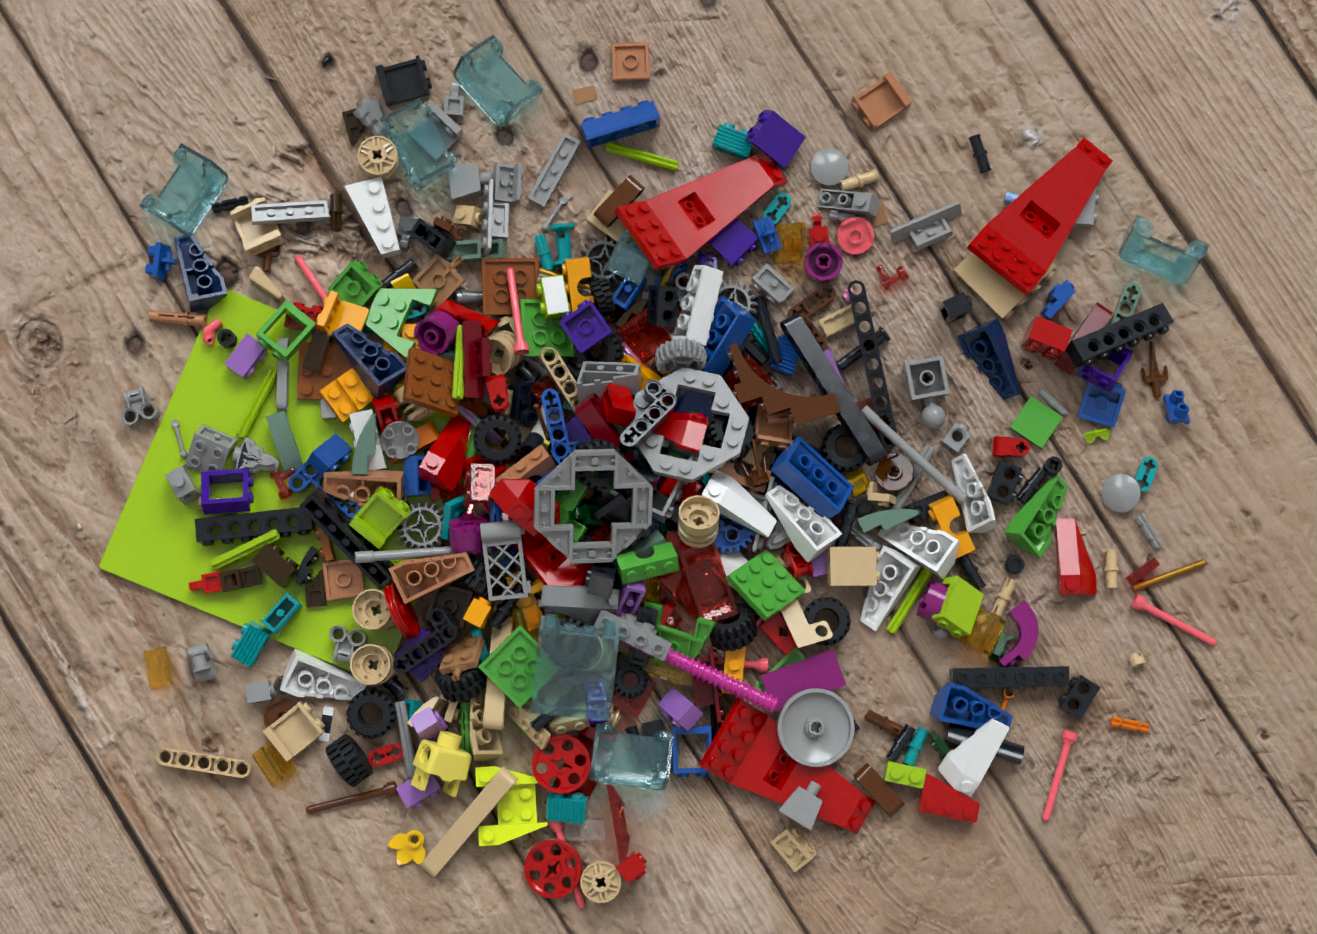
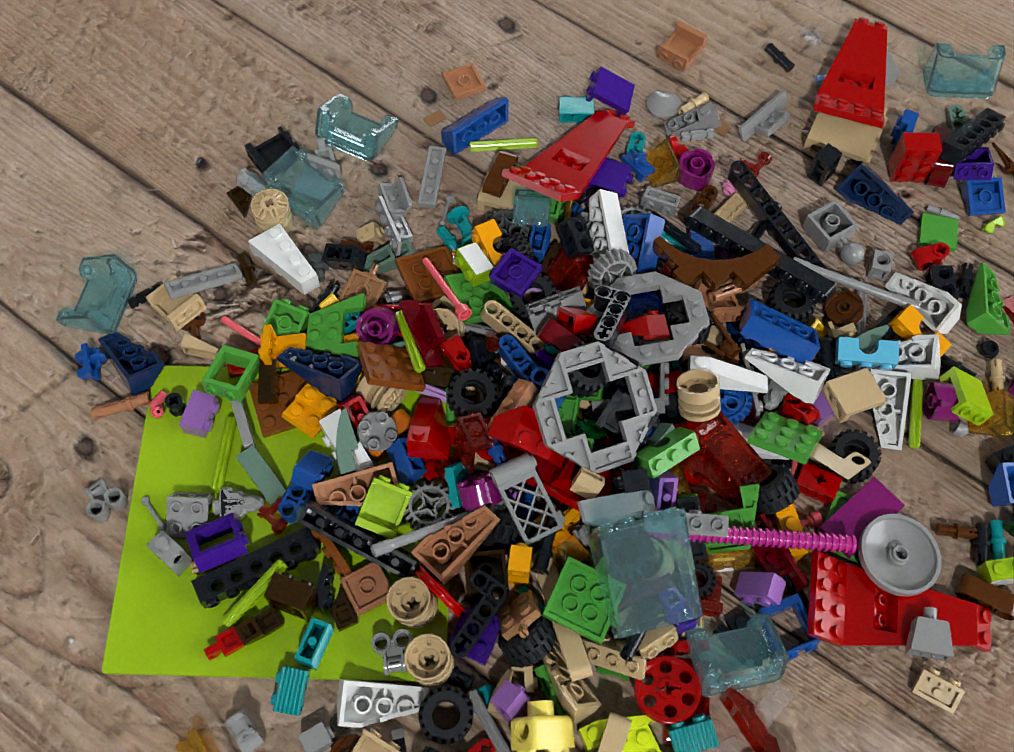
camera: 20 degrees left, 20 degrees down
(326, 411) = (298, 436): light grey slope -> none
(466, 181) = (357, 208): light grey torso -> none
(561, 568) = (587, 483): none -> tan piece
(855, 235) = (712, 140): coral tile -> none
(867, 527) = (848, 354): none -> medium azure arch
(1053, 459) = (974, 256): black bush -> none

